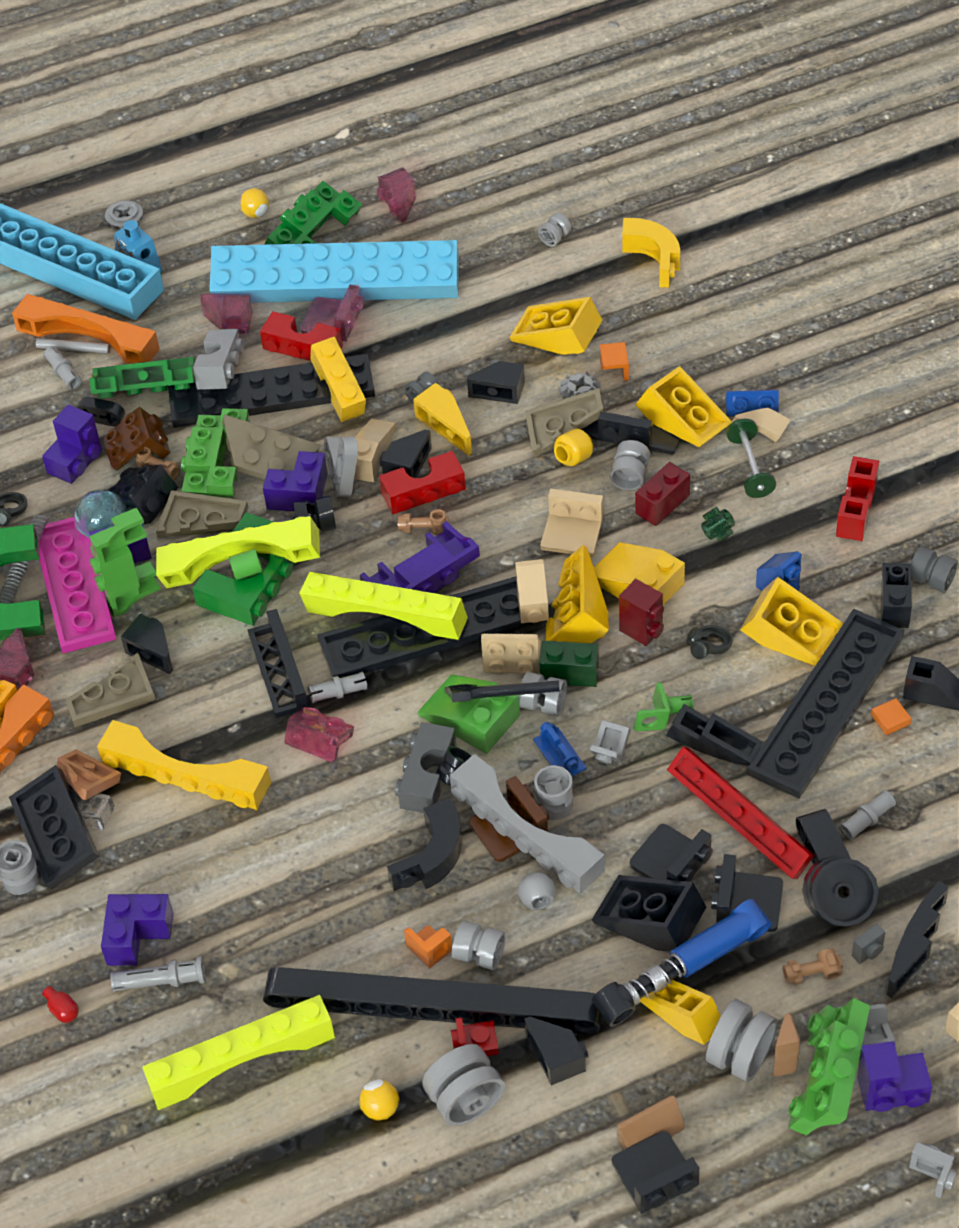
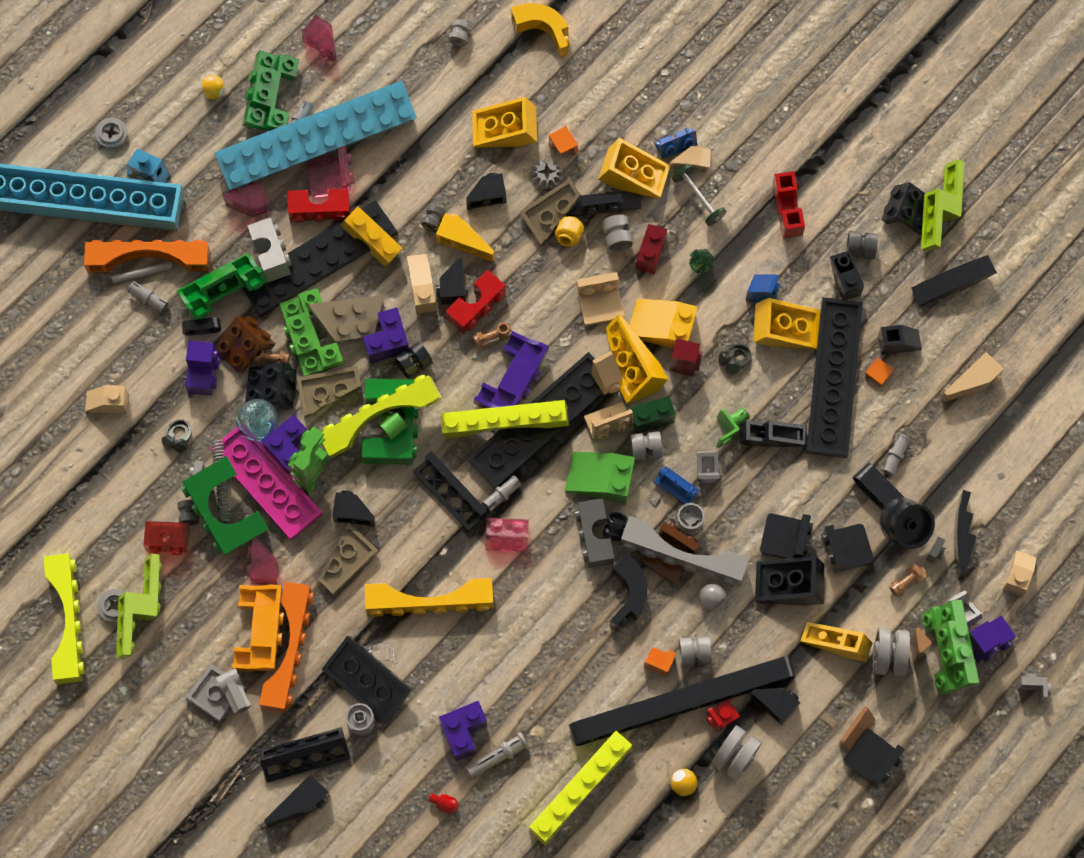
camera: 30 degrees left, 20 degrees up
(87, 774) = (366, 630): nougat wing -> none
(341, 460) = (417, 315): light grey beam -> none
(466, 692) = (601, 472): black piece -> none
(740, 813) = (815, 485): red plate -> none
(744, 924) = (833, 608): piece -> none

